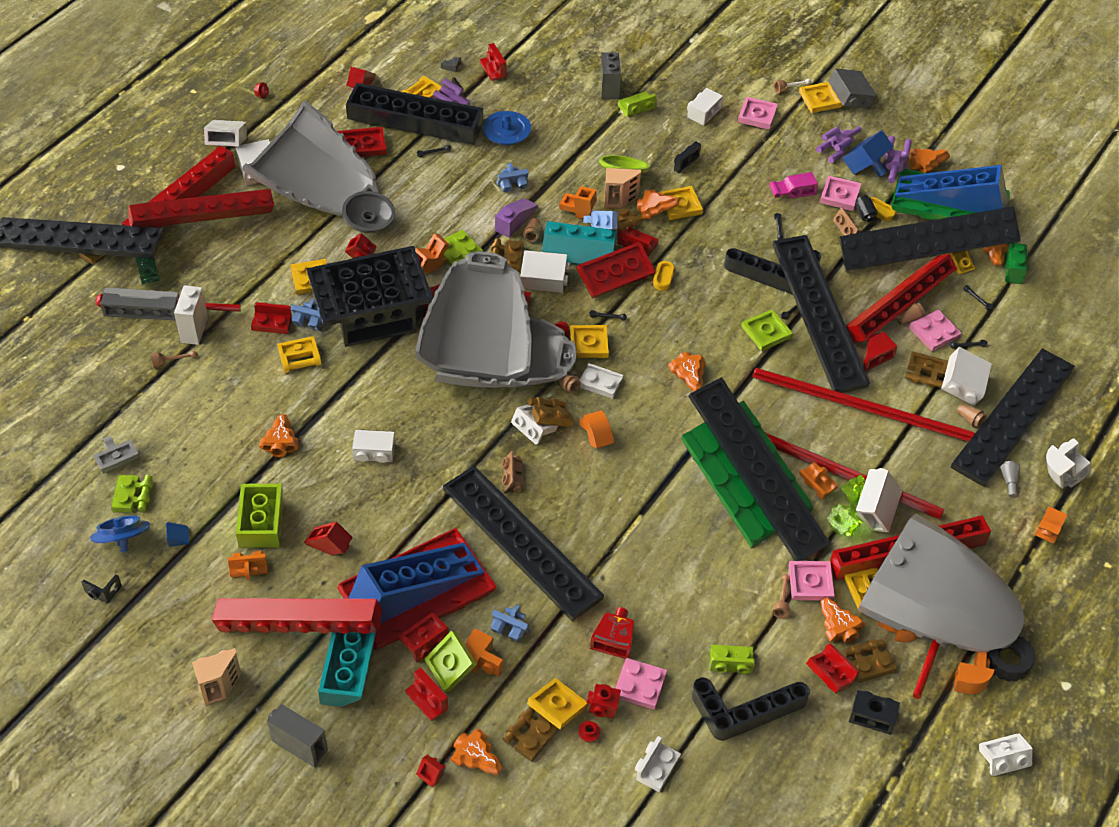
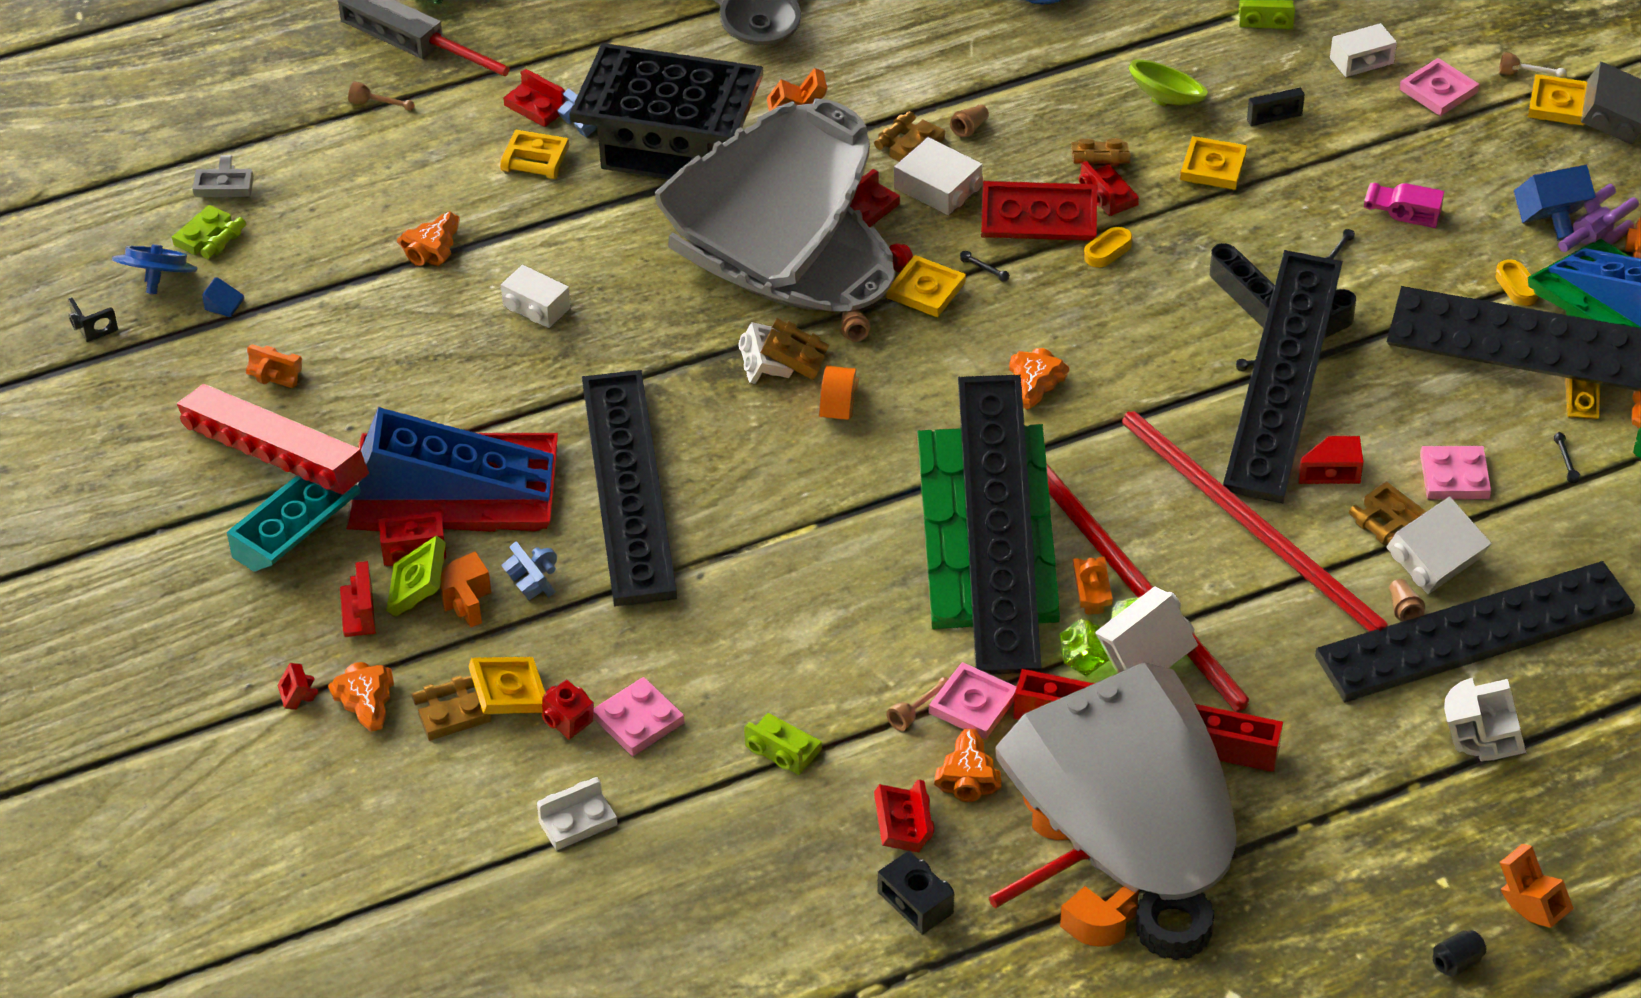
camera: 35 degrees right, 5 degrees down
(191, 315) = (432, 52): white brick -> none
(217, 675) = (133, 466): light nougat slope -> none
(260, 515) = (329, 315): lime brick -> none
(297, 735) = (169, 571): dark grey brick -> none
(329, 538) = (393, 379): red slope -> none
(360, 246) = (715, 48): red brick -> none
(459, 246) = (858, 98): lime plate -> none
(510, 176) = (997, 42): medium blue hips -> none
(510, 479) = (678, 408): medium nougat hinge -> none
(513, 216) = (955, 91): medium lavender slope -> none
(578, 241) = (1015, 154): teal slope -> none
(580, 203) = (1062, 106): orange brick -> none
(589, 736) = (524, 738): red plate -> none
(600, 380) = (902, 341): white plate -> none
(603, 219) = (1069, 138): light blue hinge -> none
(613, 634) = (650, 642): red torso -> none
(621, 187) = (1134, 108): light nougat slope -> none
(655, 203) = (1168, 148): orange rock -> none
(747, 710) = (749, 815): black beam -> none
(766, 330) = (1193, 370): lime plate -> none
(839, 141) = (1529, 165): medium lavender plant -> none
(840, 193) = (1471, 237): bright pink plate -> none
(845, 223) = (1445, 276): medium nougat hinge -> none
(866, 208) = (1489, 270): black brick -> none
(871, 666) = (970, 841): pearl gold plate -> none
(900, 298) = (1431, 405): red brick -> none
(912, 313) = (1432, 434): medium nougat cone -> none
(982, 343) = (1516, 519): black hinge -> none
(1010, 472) = (1396, 696): light grey cone -> none
(1051, 524) = (1392, 788): orange brick -> none

